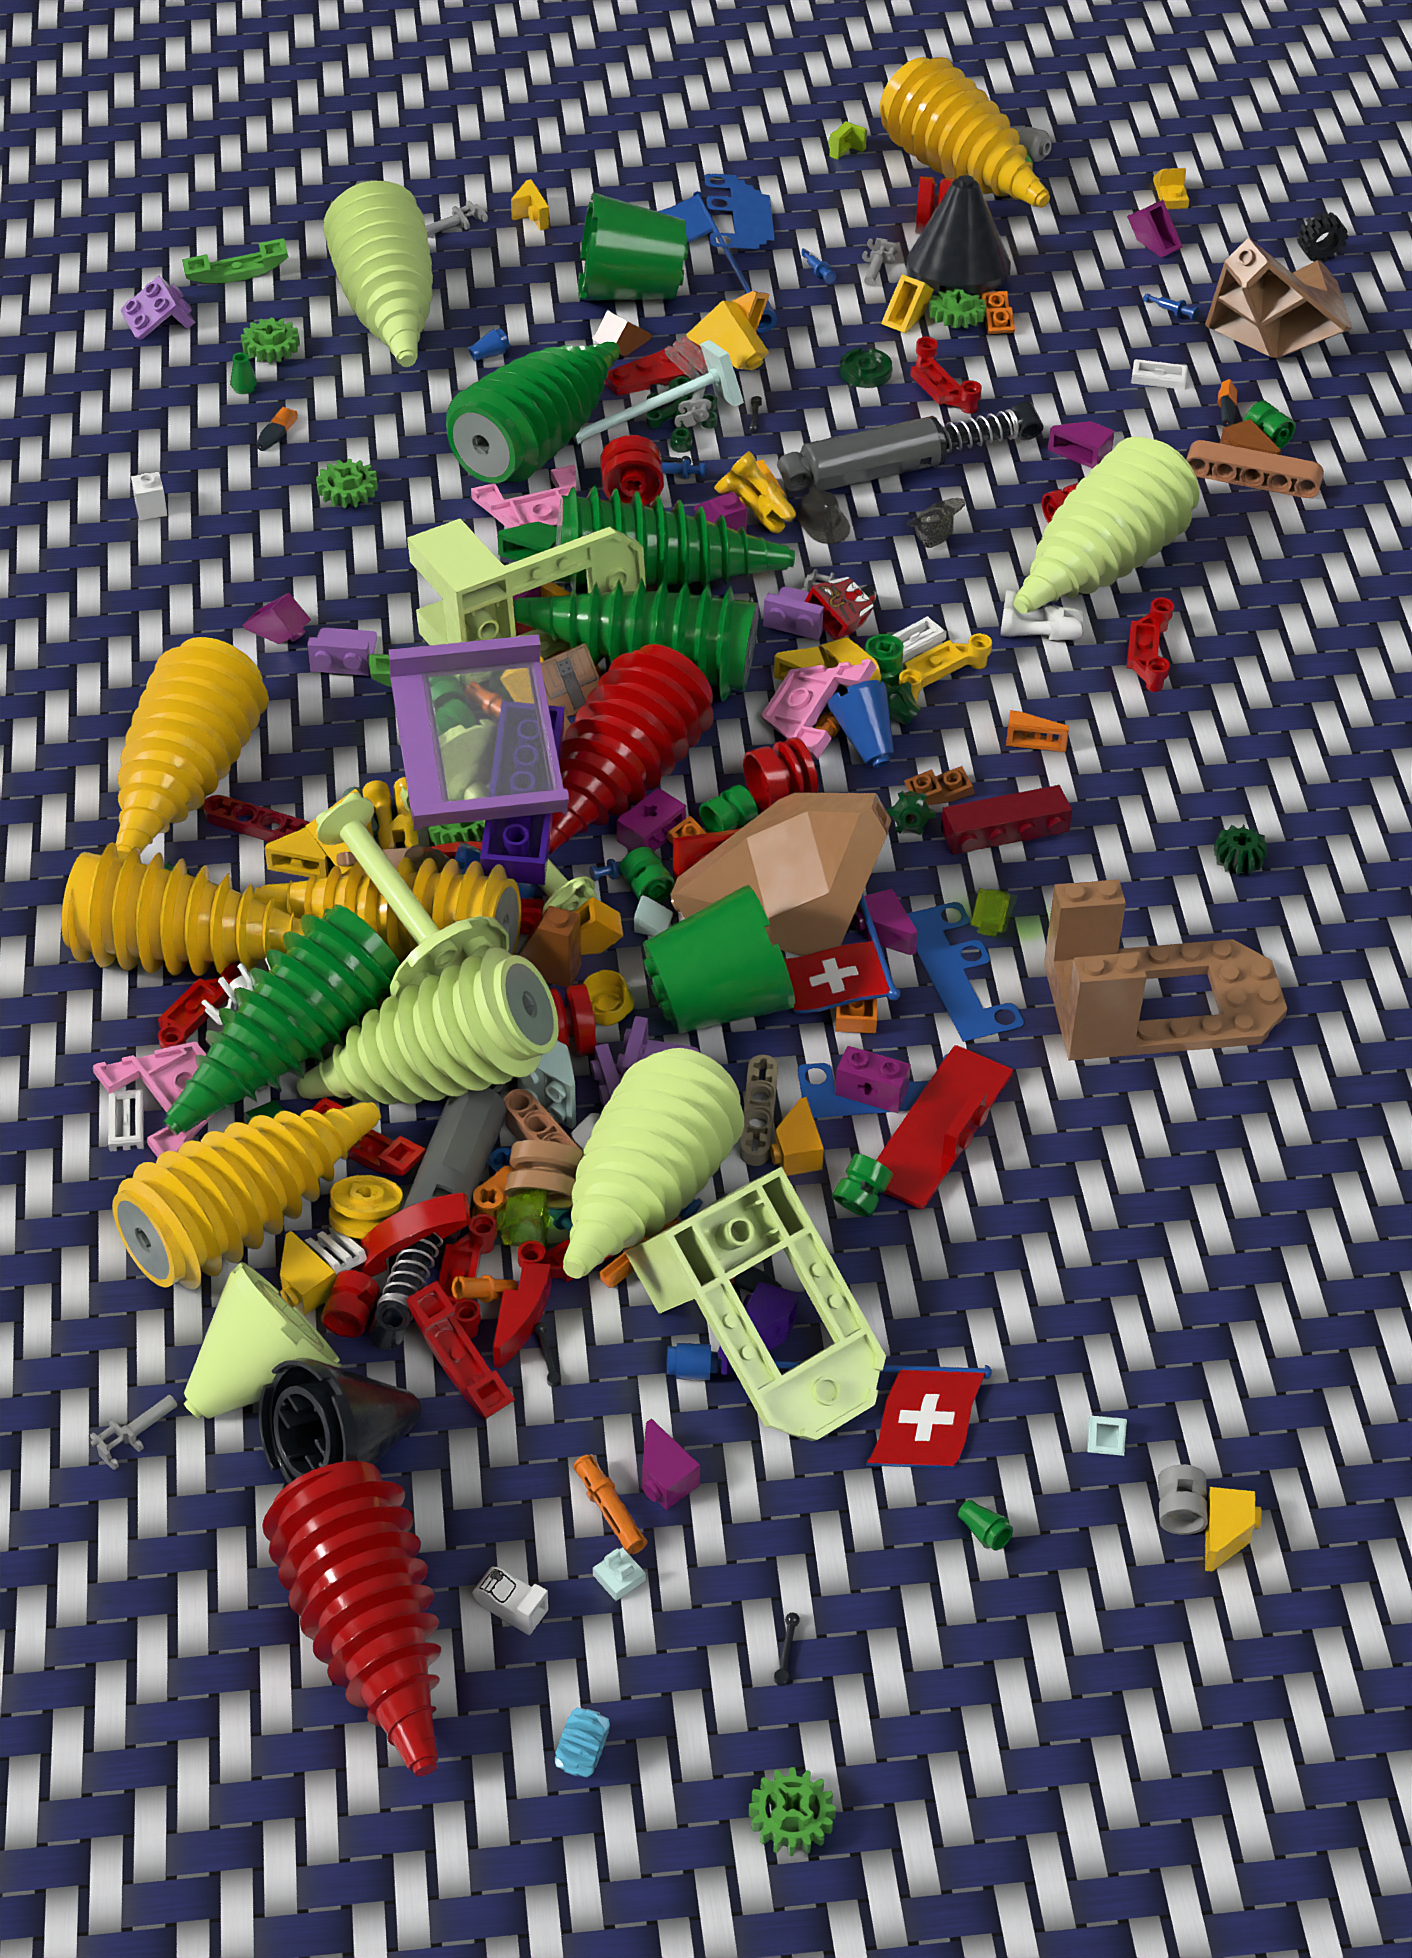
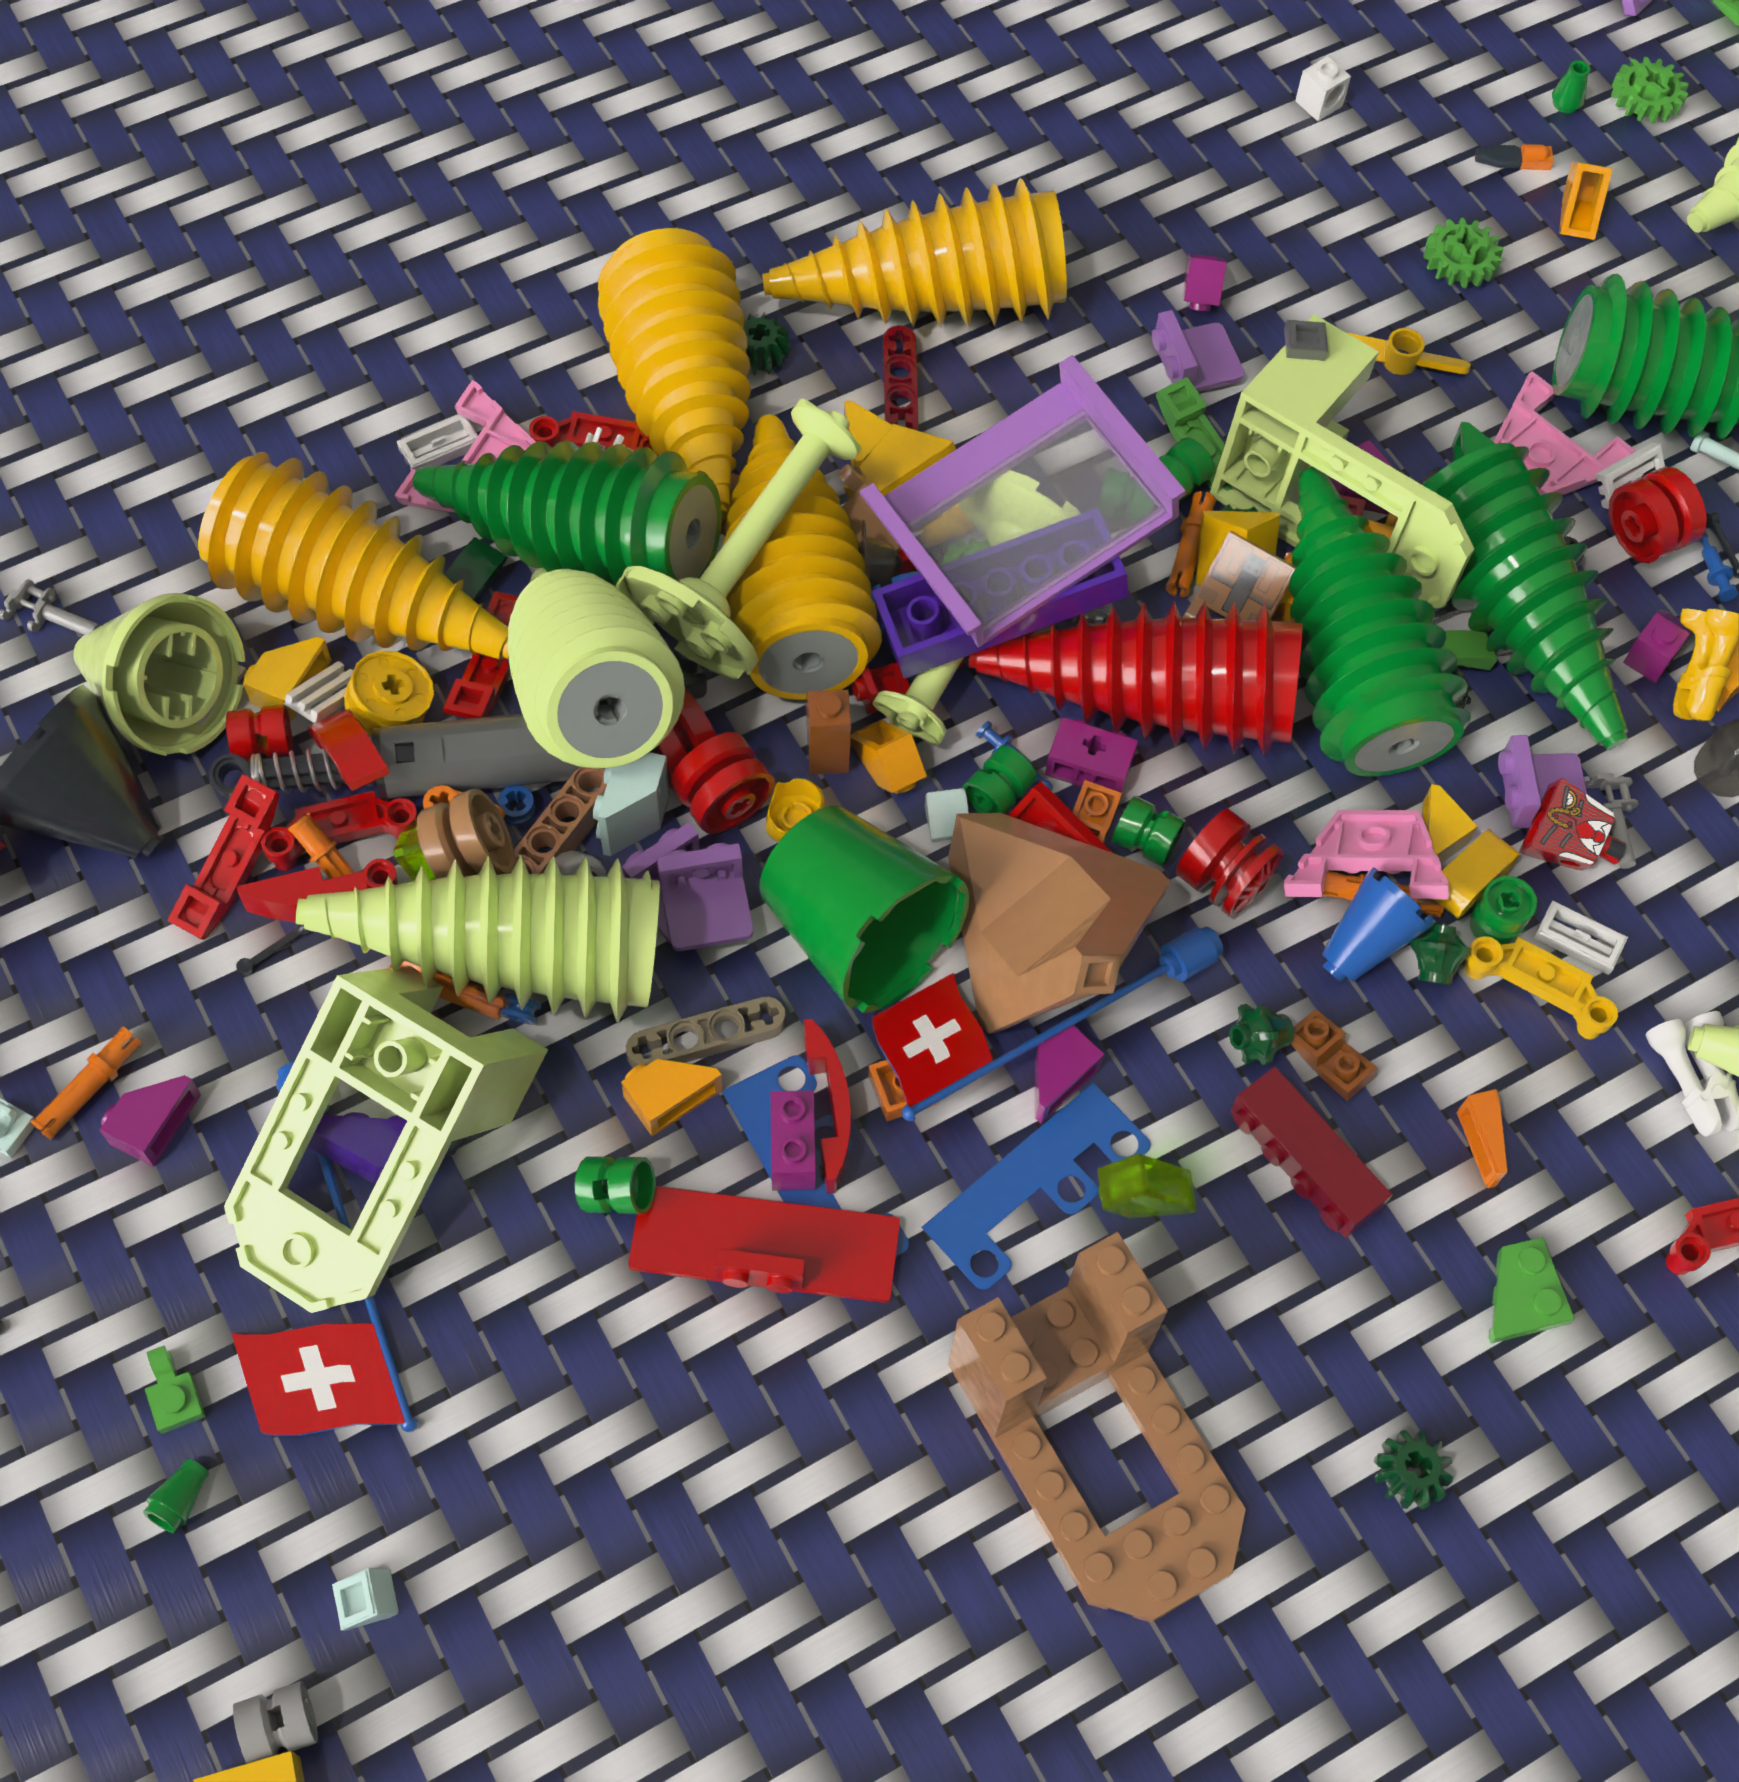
camera: 65 degrees right, 15 degrees up
(342, 407) = (1584, 199): none -> light orange slope
(400, 556) = (1413, 343): none -> yellow piece
(431, 546) = (1305, 340): none -> dark grey tile
(584, 473) = (1629, 469): none -> white tile
(811, 1043) = (824, 1059): none -> red slope
(903, 1512) = (175, 1397): none -> bright green plate
(1144, 757) = (1527, 1292): none -> bright green wing

